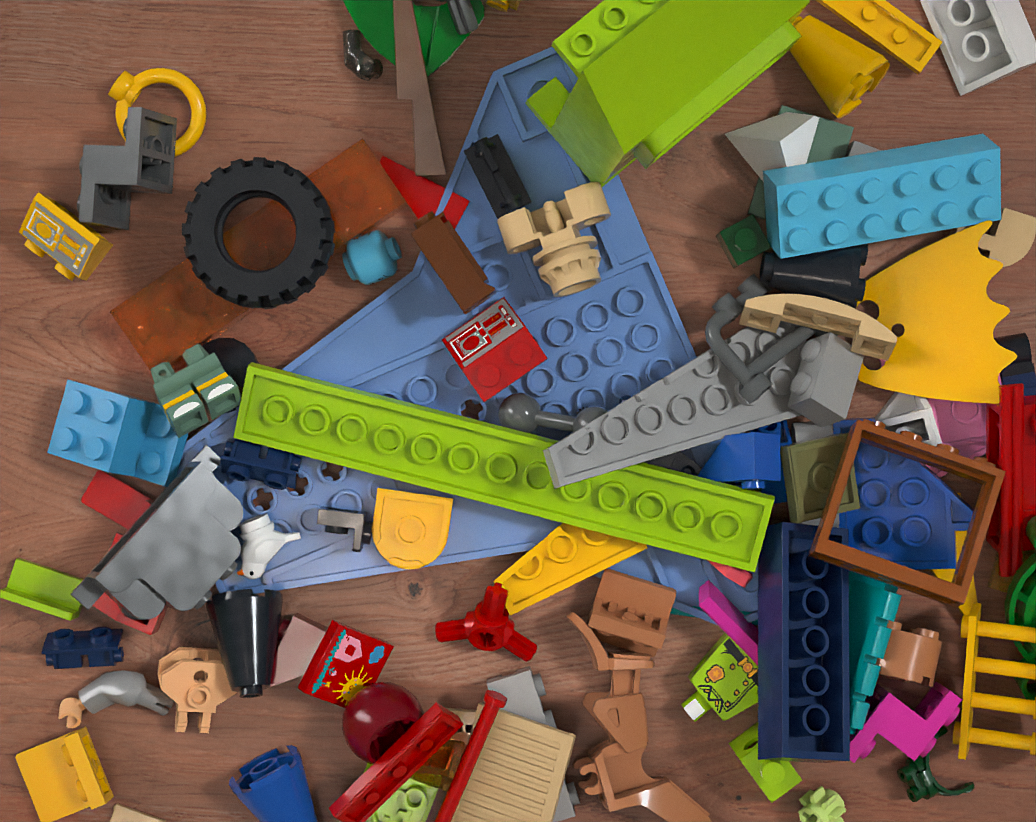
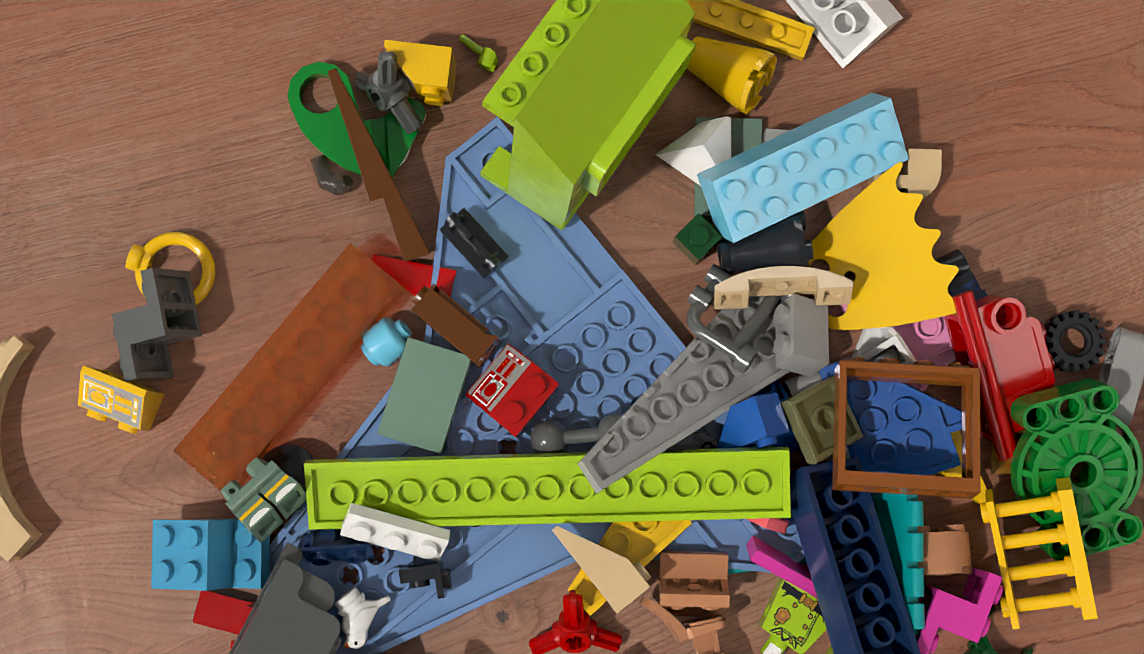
camera: 15 degrees left, 5 degrees down
(211, 209) = (237, 336): black tyre -> none
(325, 467) = (395, 532): none -> white plate
(397, 328) = (424, 395): none -> sand green tile
(410, 527) = (483, 563): yellow tile -> none
(544, 575) = (611, 573): none -> tan slope
(567, 258) = (552, 294): tan beam -> none

